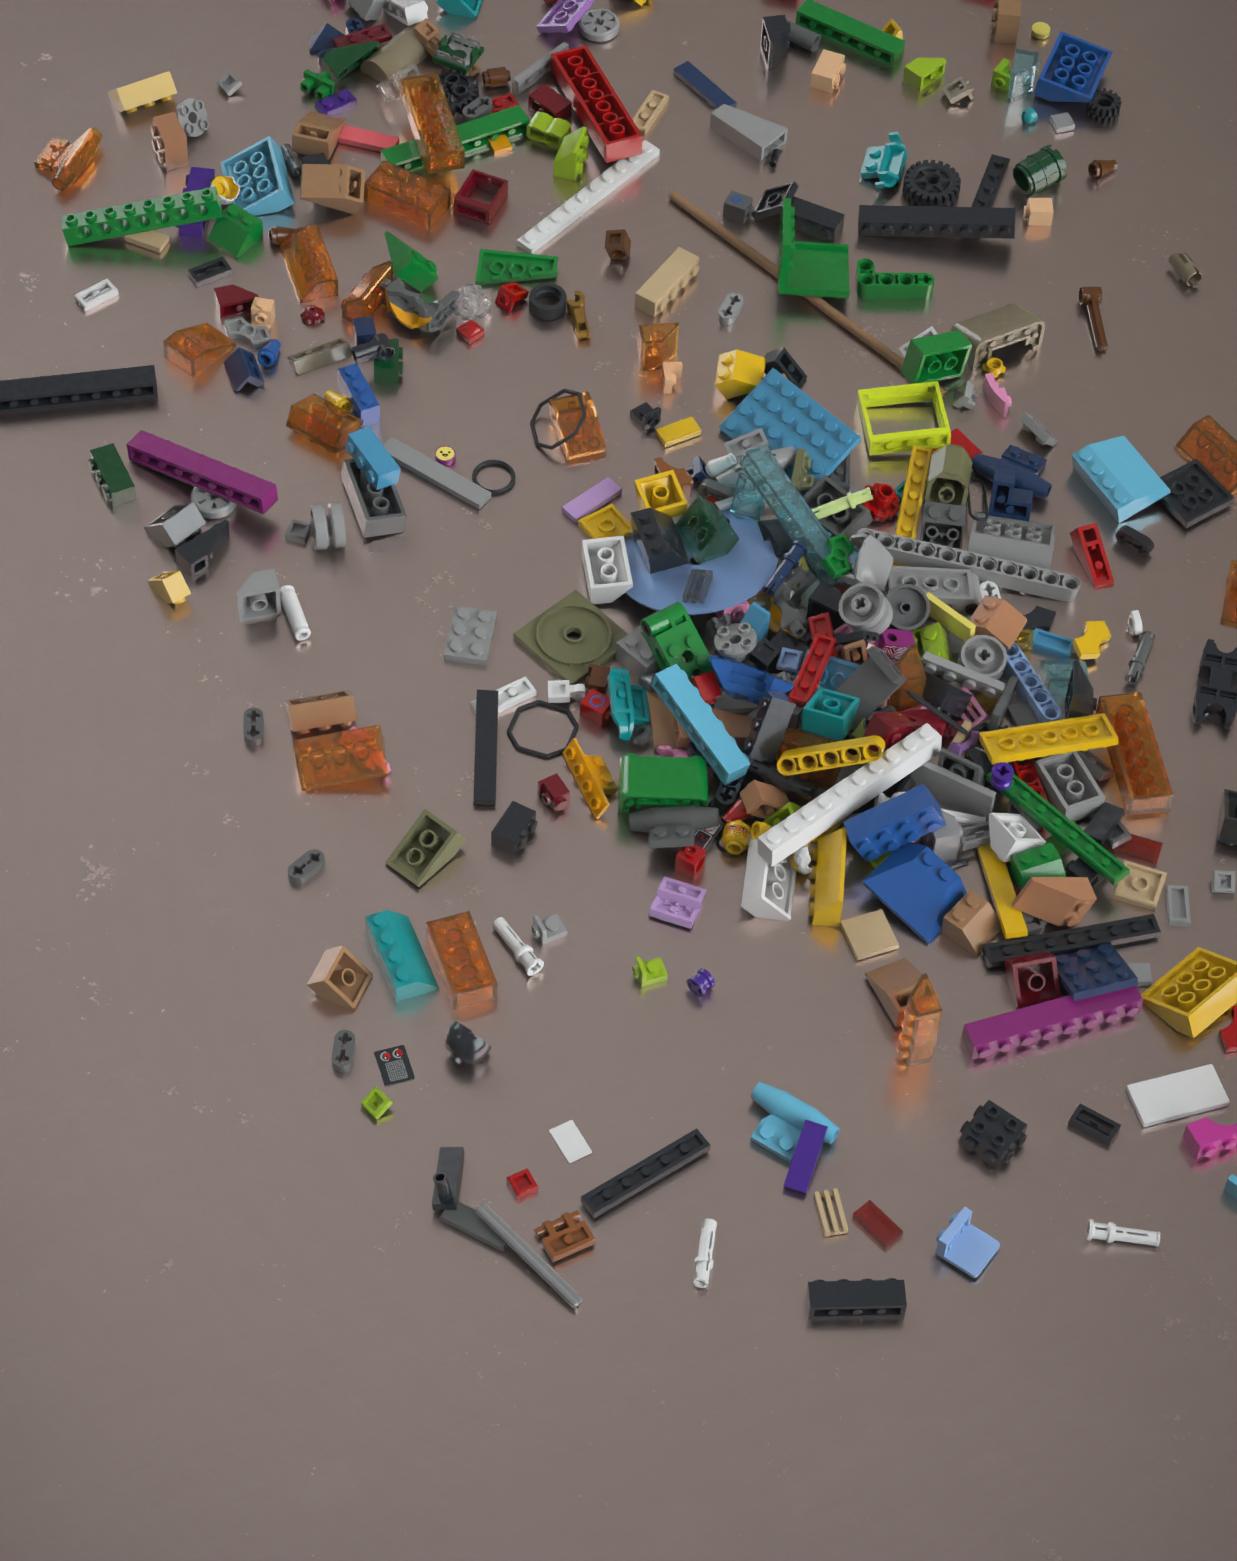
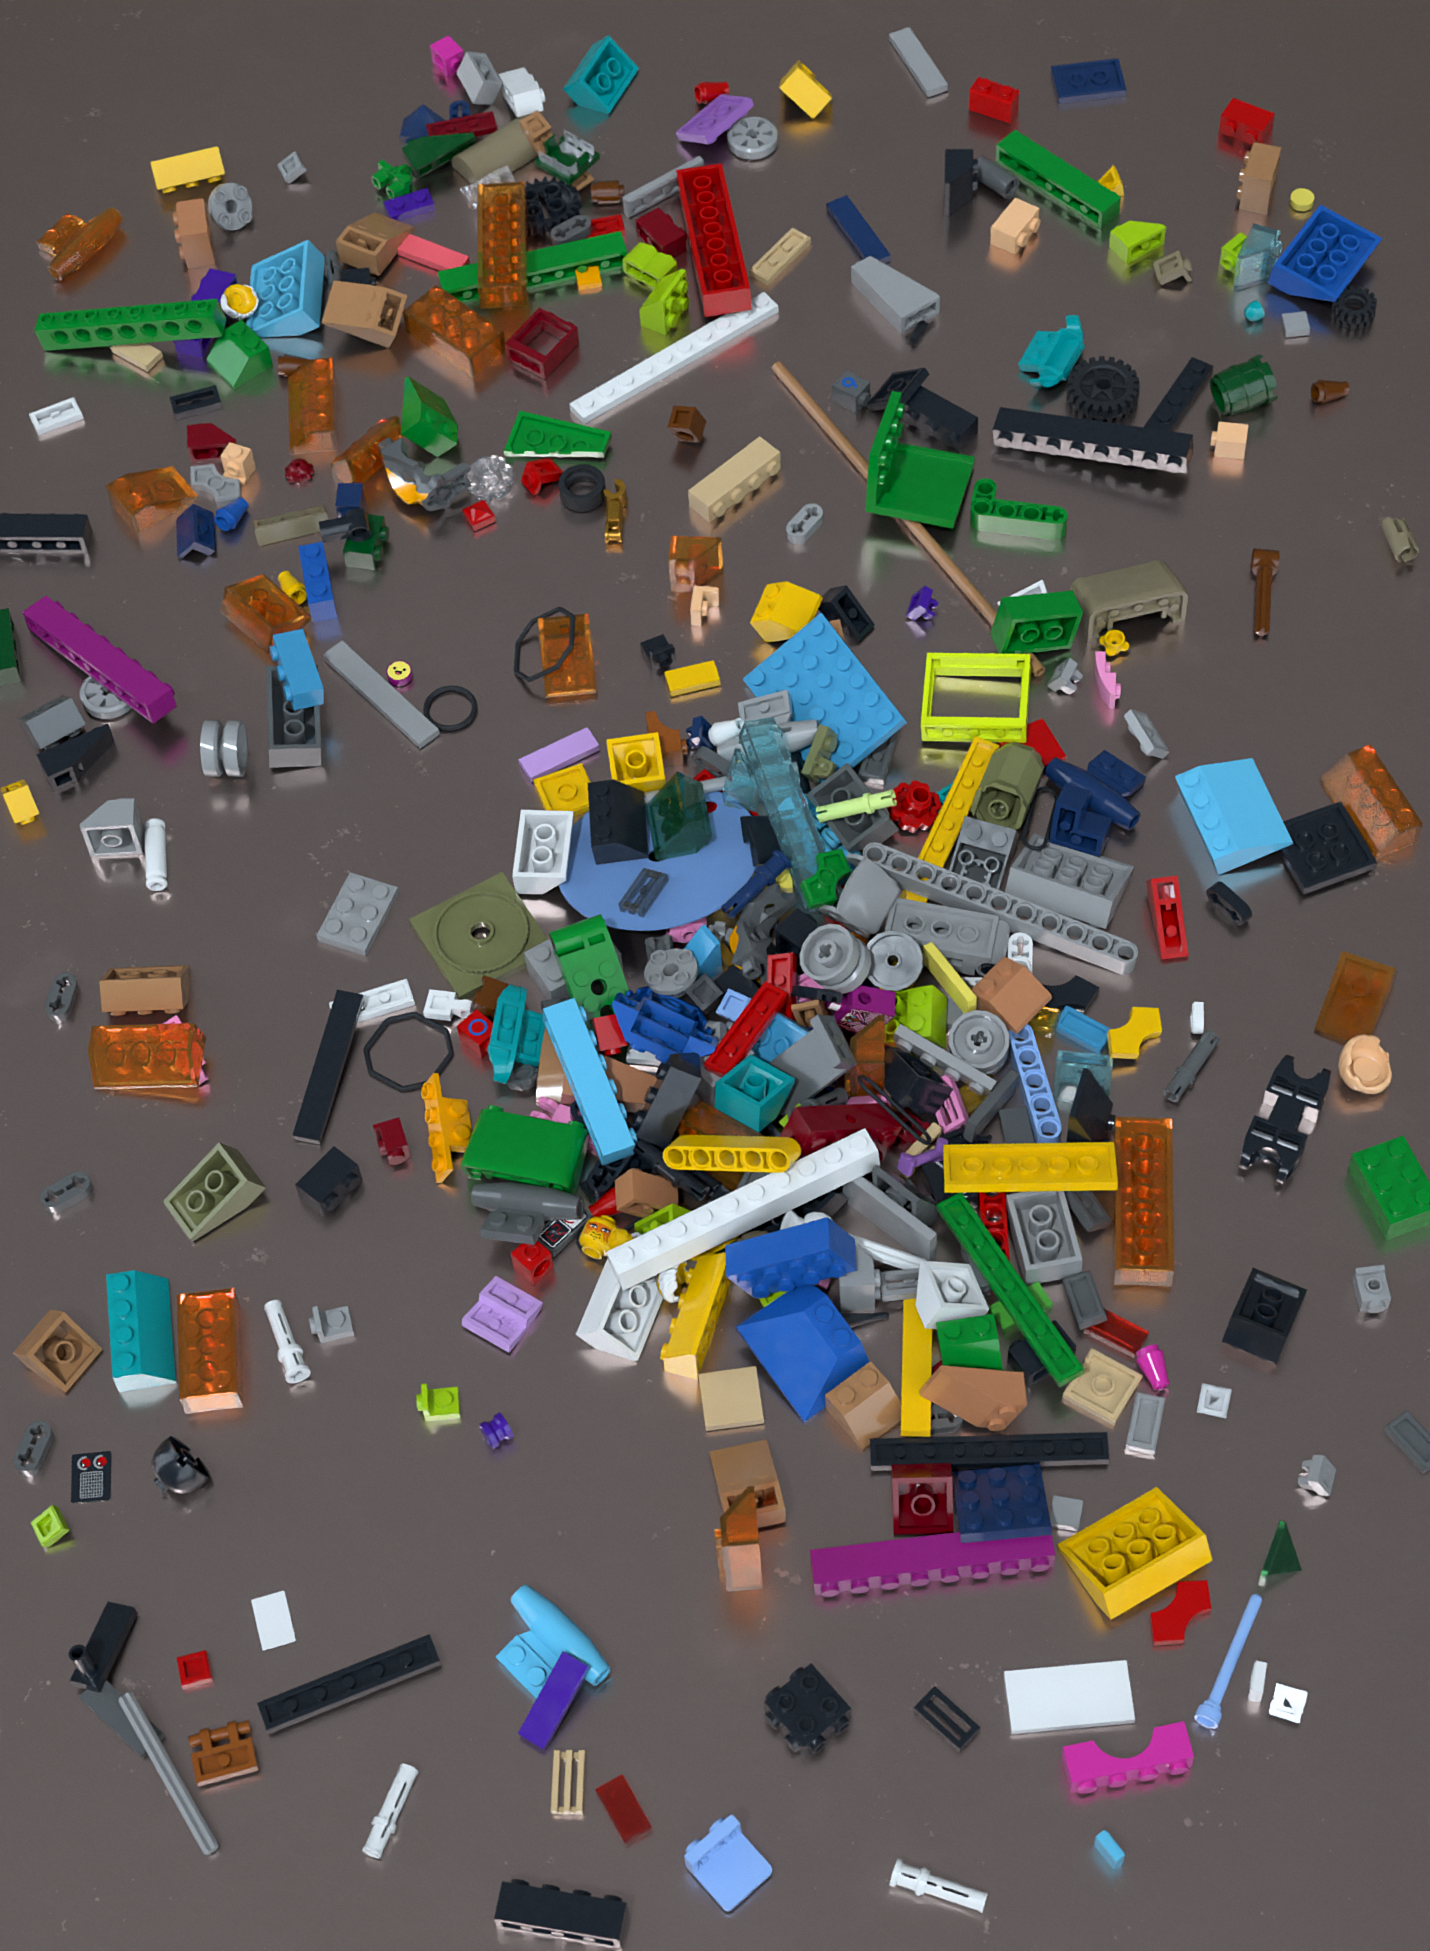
camera: 20 degrees right, 5 degrees up
(298, 531) = (191, 748): light grey tile -> none
(840, 356) = (920, 604): none -> dark purple tile
(1002, 776) = (955, 1218): dark purple wheel -> none
(1104, 822) = (1074, 1293): black tile -> none
(1171, 862) = (1153, 1365): none -> dark pink cone

